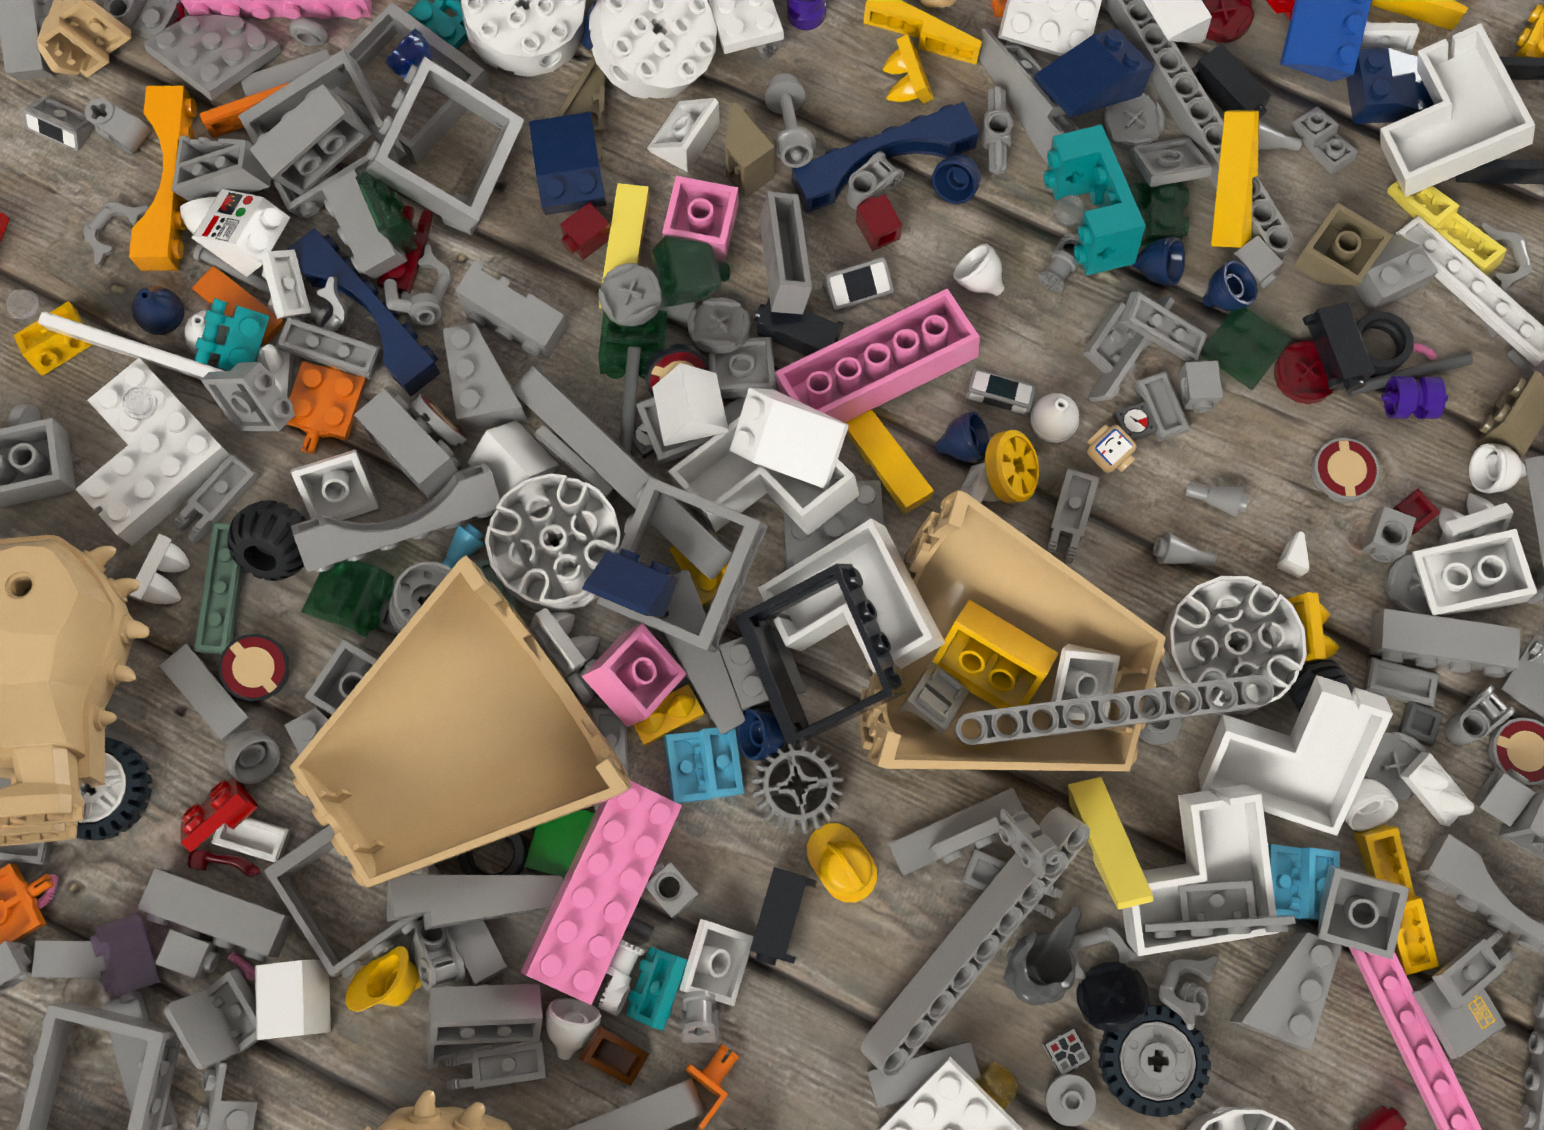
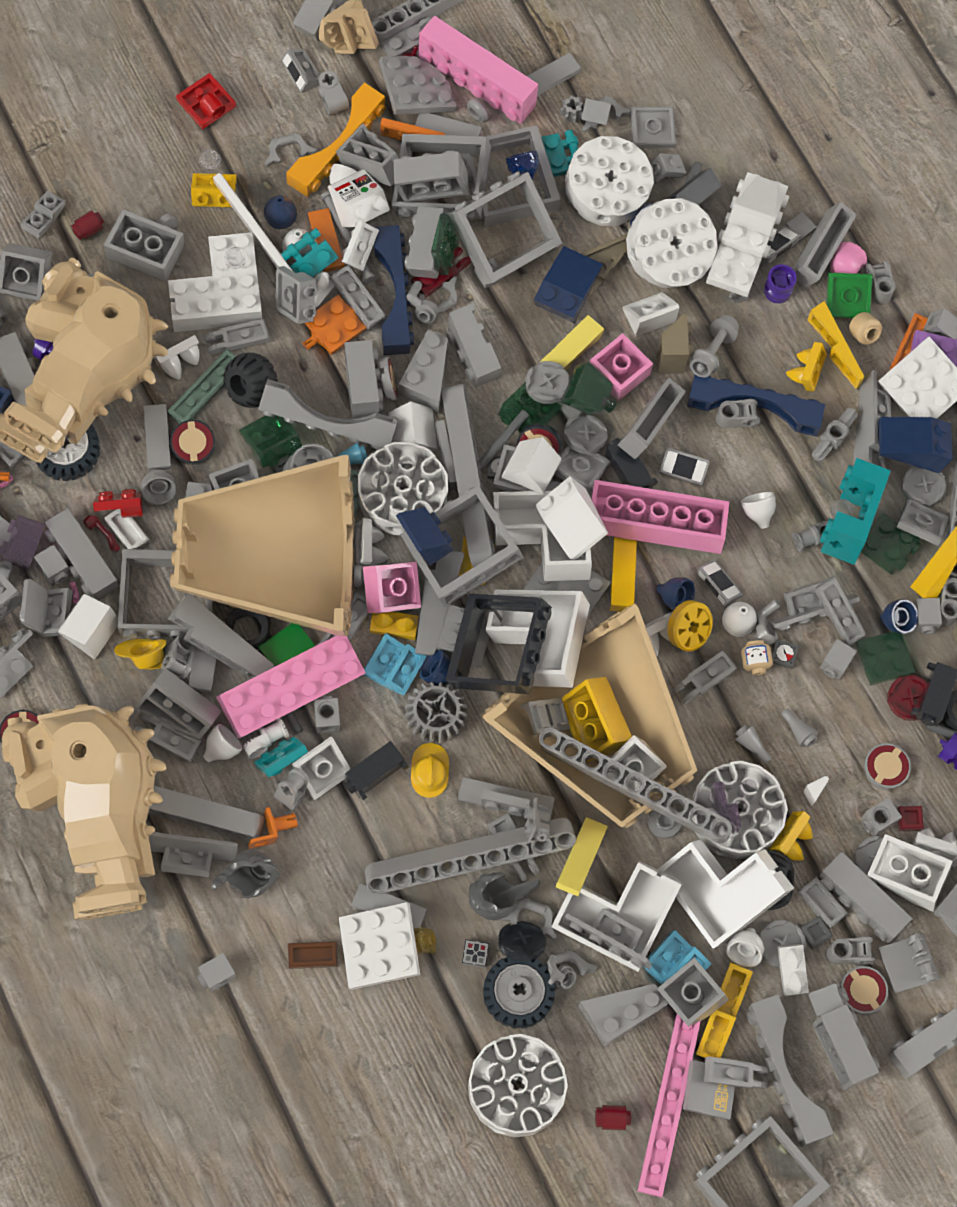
camera: 30 degrees right, 5 degrees down
(336, 486) = (307, 376): white slope -> none
(339, 309) = (379, 281): light grey helmet -> none
(585, 231) = (549, 329): dark red brick -> none
(614, 1055) = (232, 775): reddish brown slope -> none
(878, 222) = (722, 439): dark red brick -> none
(956, 178) = (787, 445): dark blue helmet -> none
(1070, 1099) = (457, 977): light grey piece -> none
(1096, 412) = (764, 629): none -> light grey plate
(1162, 261) = (873, 575): dark blue helmet -> none
(1162, 405) = (808, 656): light grey tile -> none
(1240, 661) = (728, 811): none -> clear purple slope

